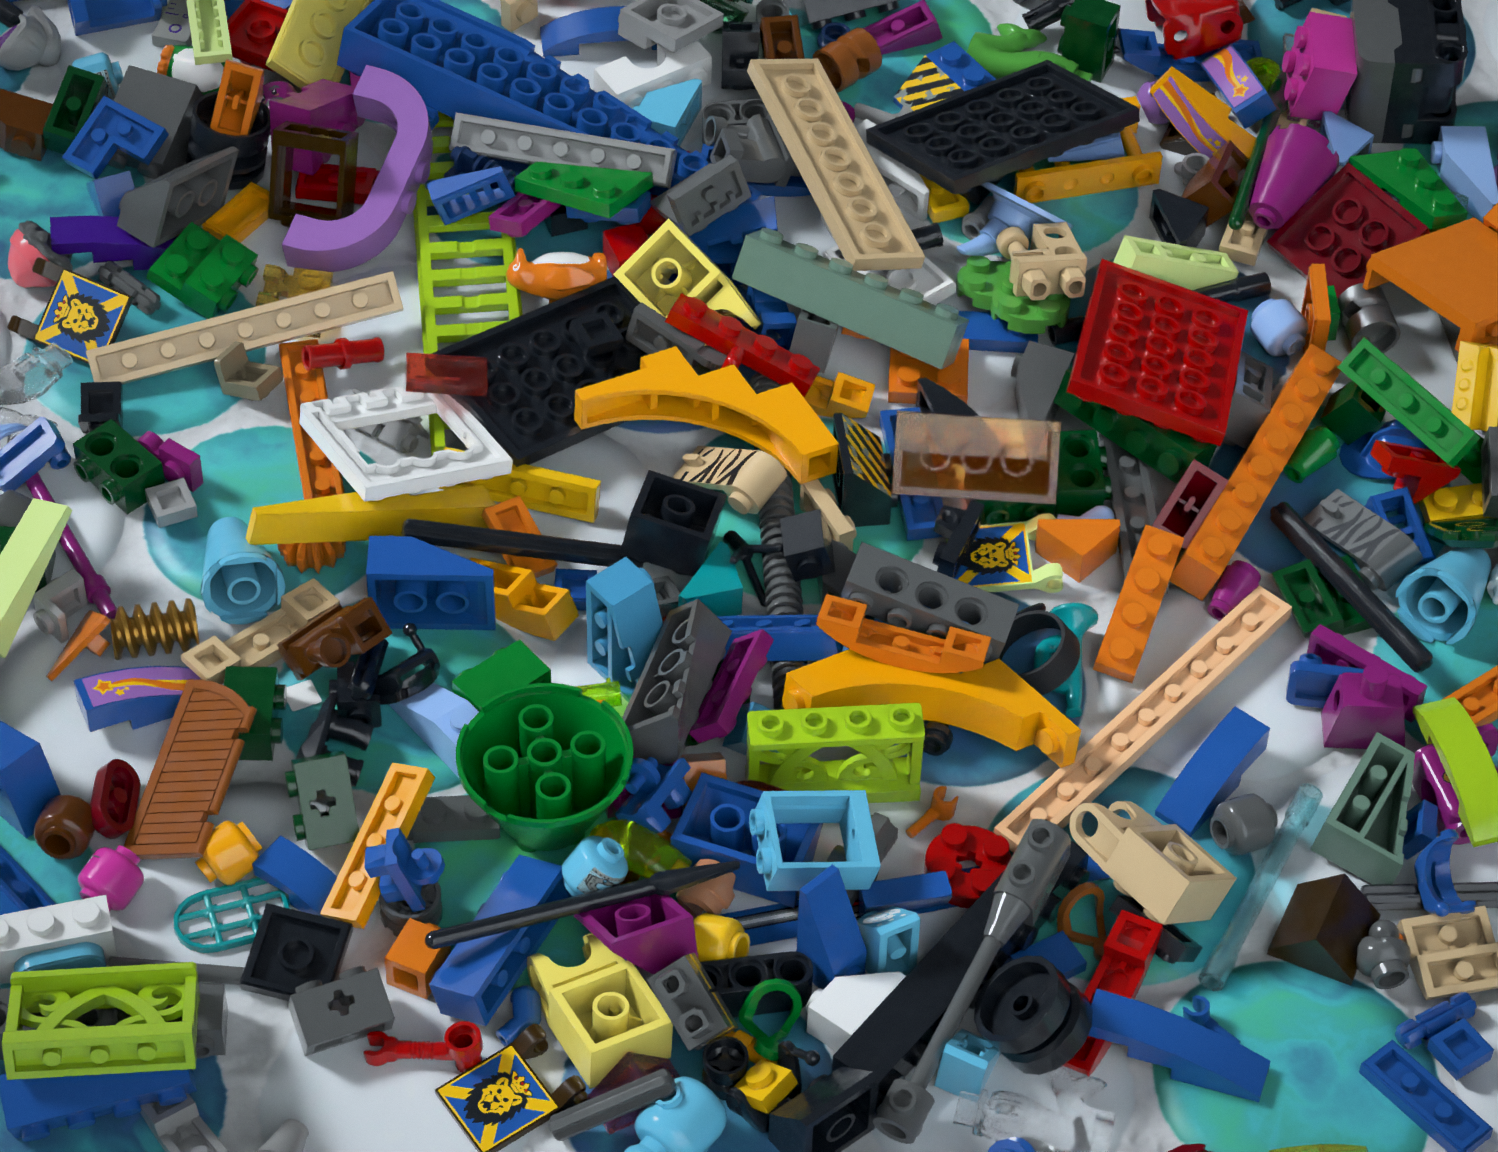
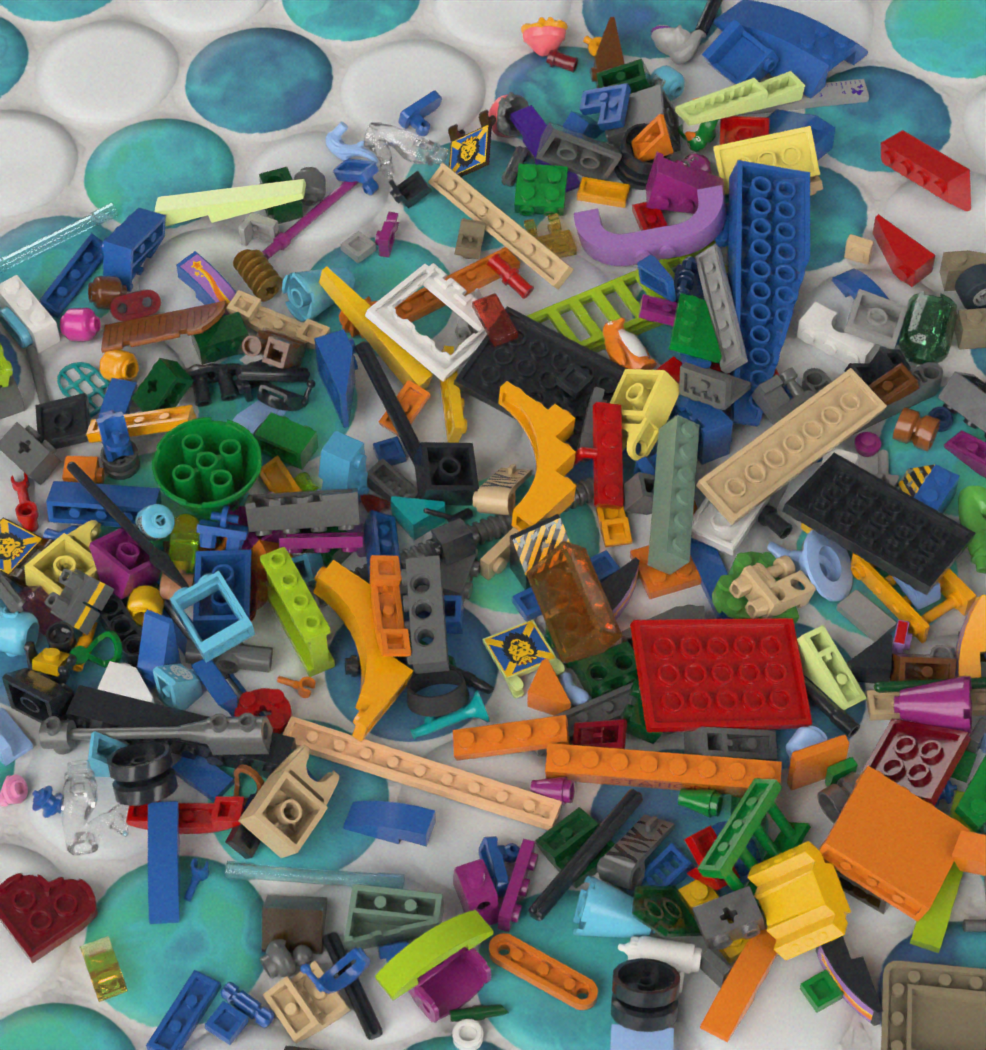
camera: 70 degrees right, 5 degrees up
(84, 636) = (237, 247): orange piece -> none
(117, 466) = (370, 211): dark green brick -> none
(317, 139) = (634, 185): dark brown window -> none
(530, 605) = (365, 419): light orange slope -> none
(673, 107) = (808, 352): medium azure slope -> none
(961, 529) = (521, 624): black hinge -> none
(1101, 212) = (866, 616): none -> light grey tile
(1151, 180) = (902, 639): none -> plate
(1243, 824) = (353, 849): dark grey head -> none

